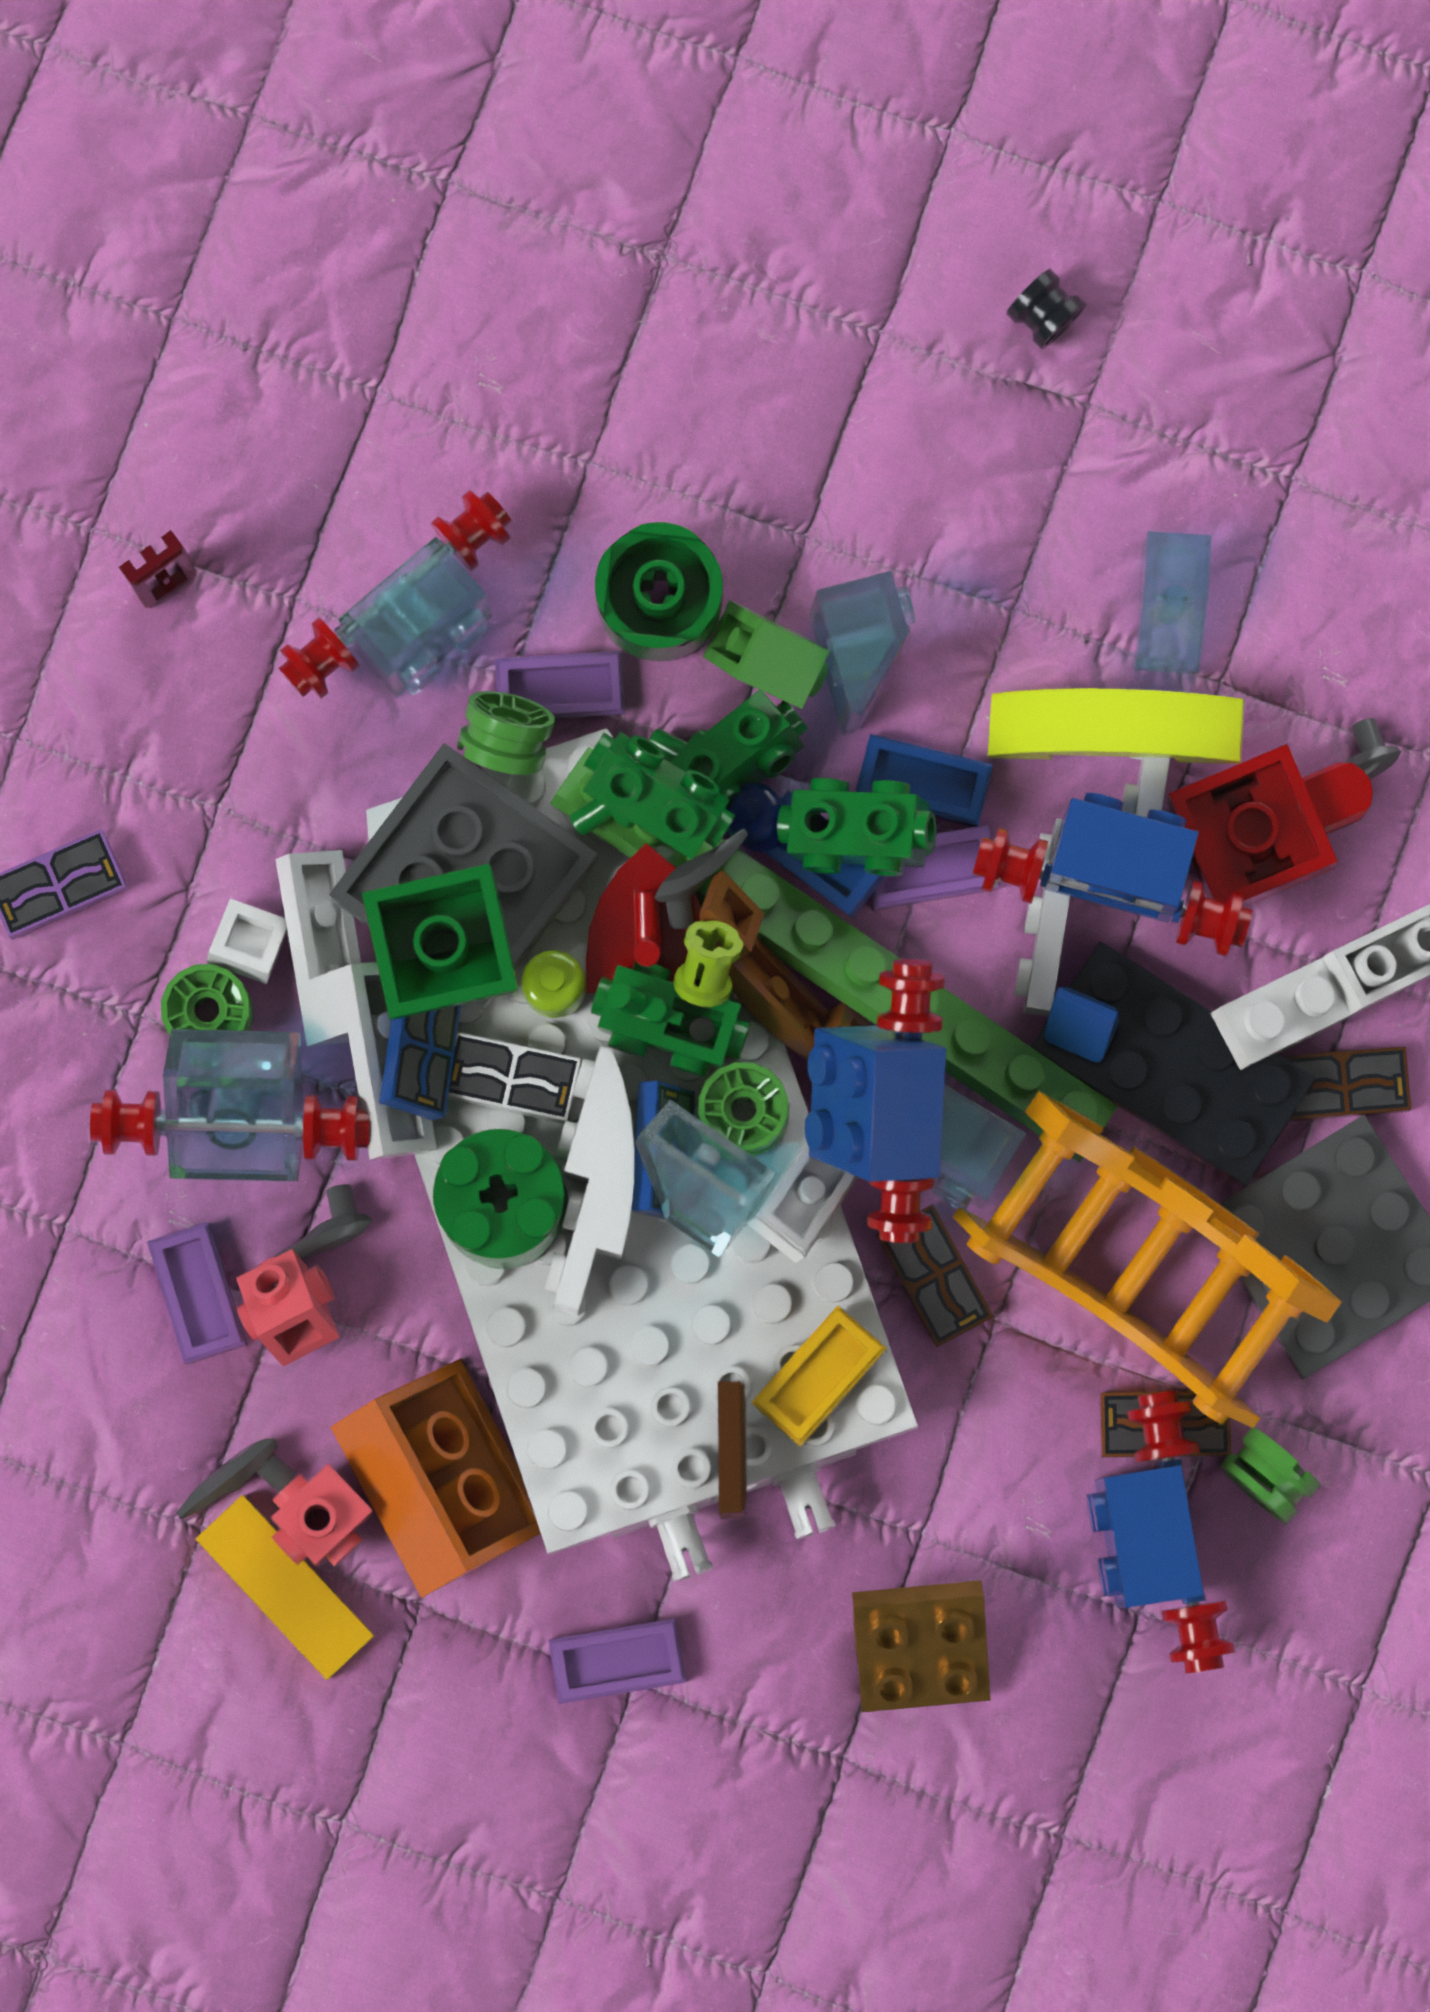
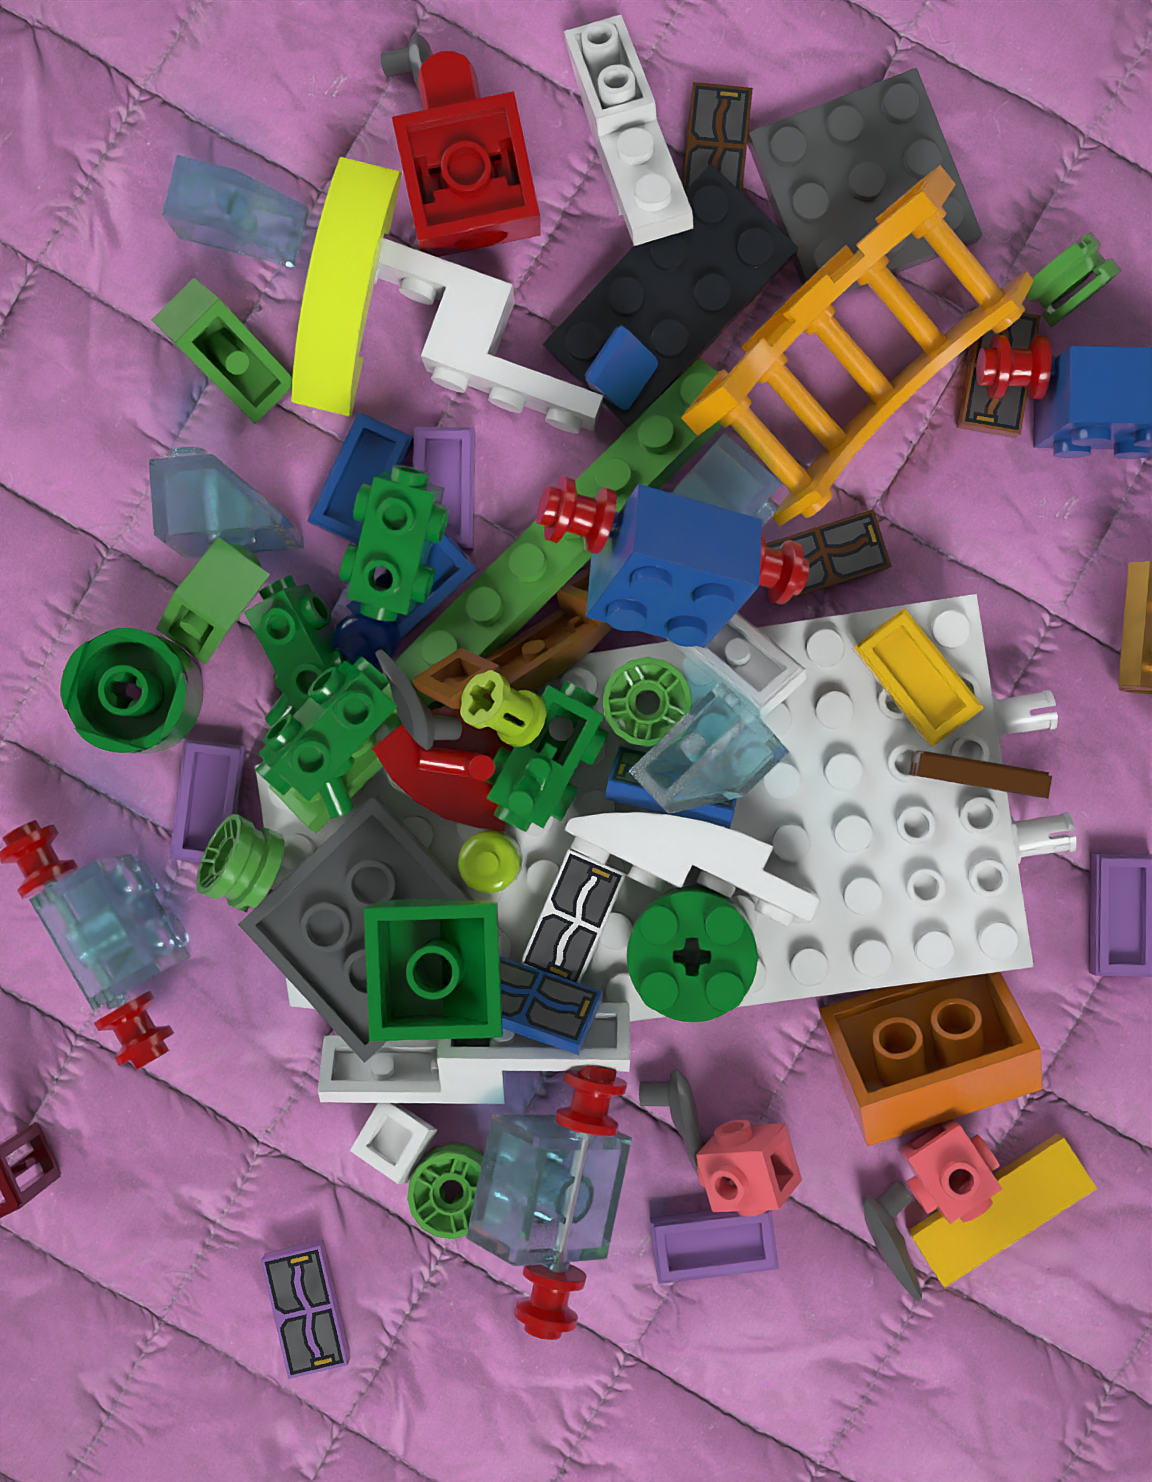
camera: 80 degrees left, 5 degrees up
(1028, 615) = (224, 349): none -> bright green slope
(1119, 864) = (478, 289): blue brick -> none

